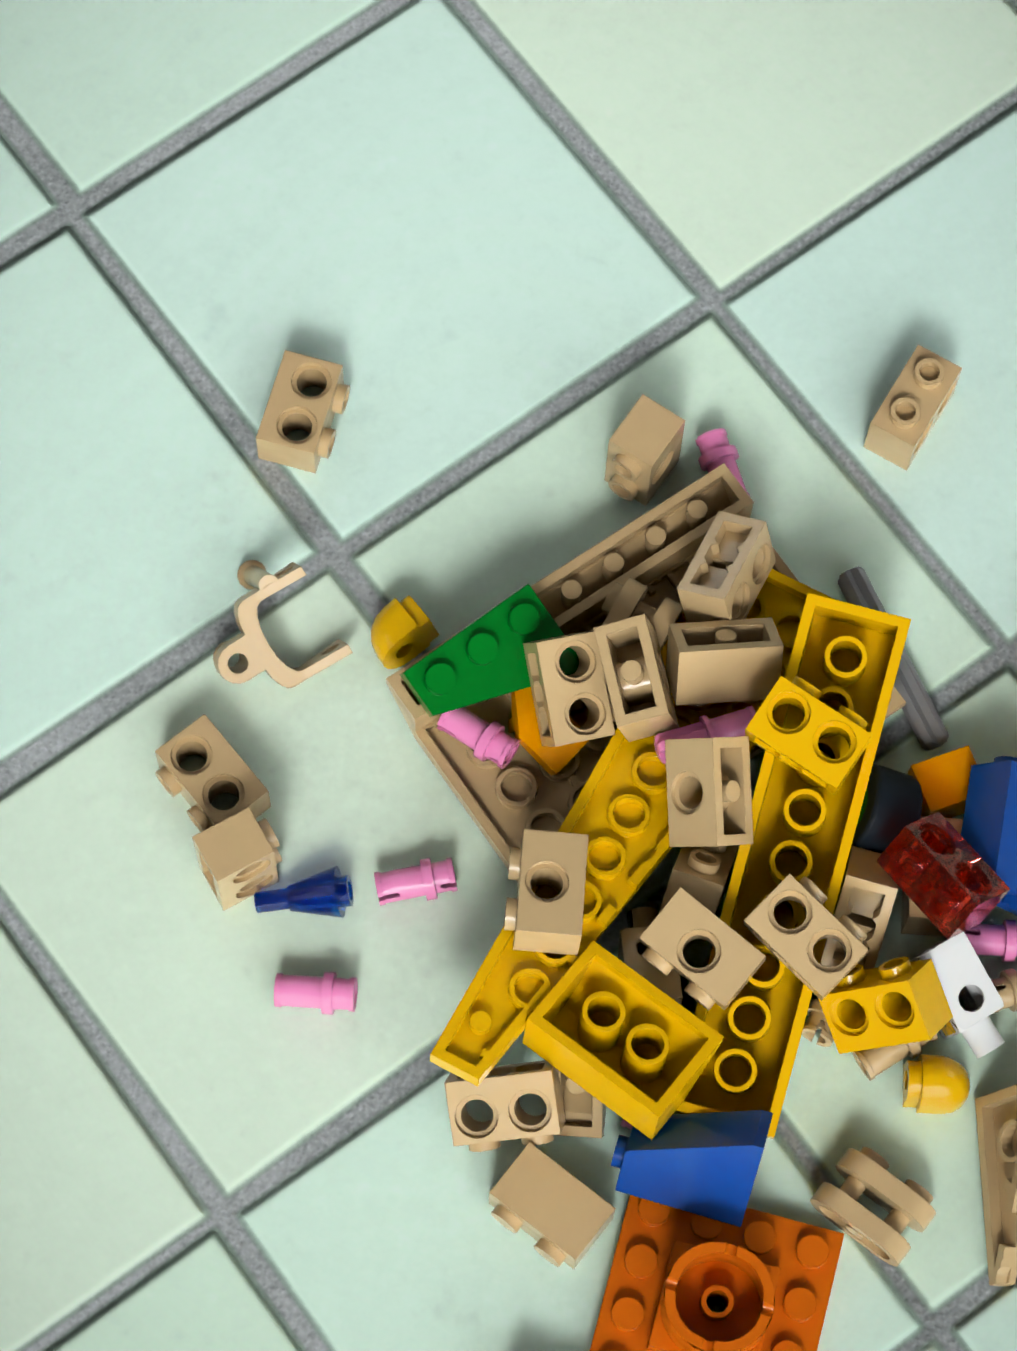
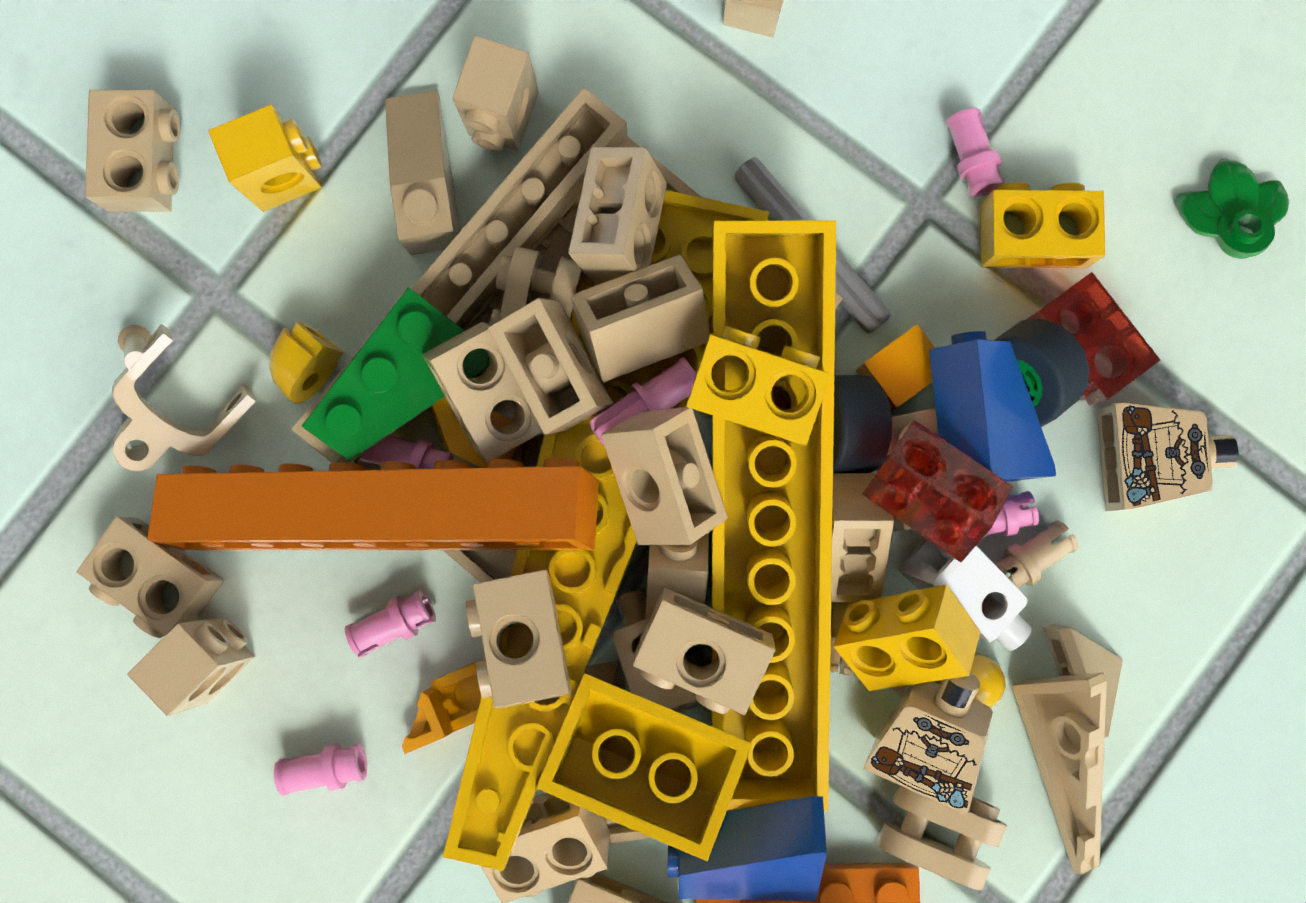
camera: 10 degrees left, 15 degrees up
(320, 894) = (298, 665): clear blue cone -> none
(427, 449) = (267, 157): none -> yellow brick
(441, 762) = (378, 508): none -> orange brick
(446, 970) = (445, 707): none -> light orange slope
(554, 500) = (420, 173): none -> tan slope
(716, 451) = (576, 74): bright pink pin -> none
(796, 945) = (803, 619): tan brick -> none
(889, 1109) = (935, 742): none -> torso

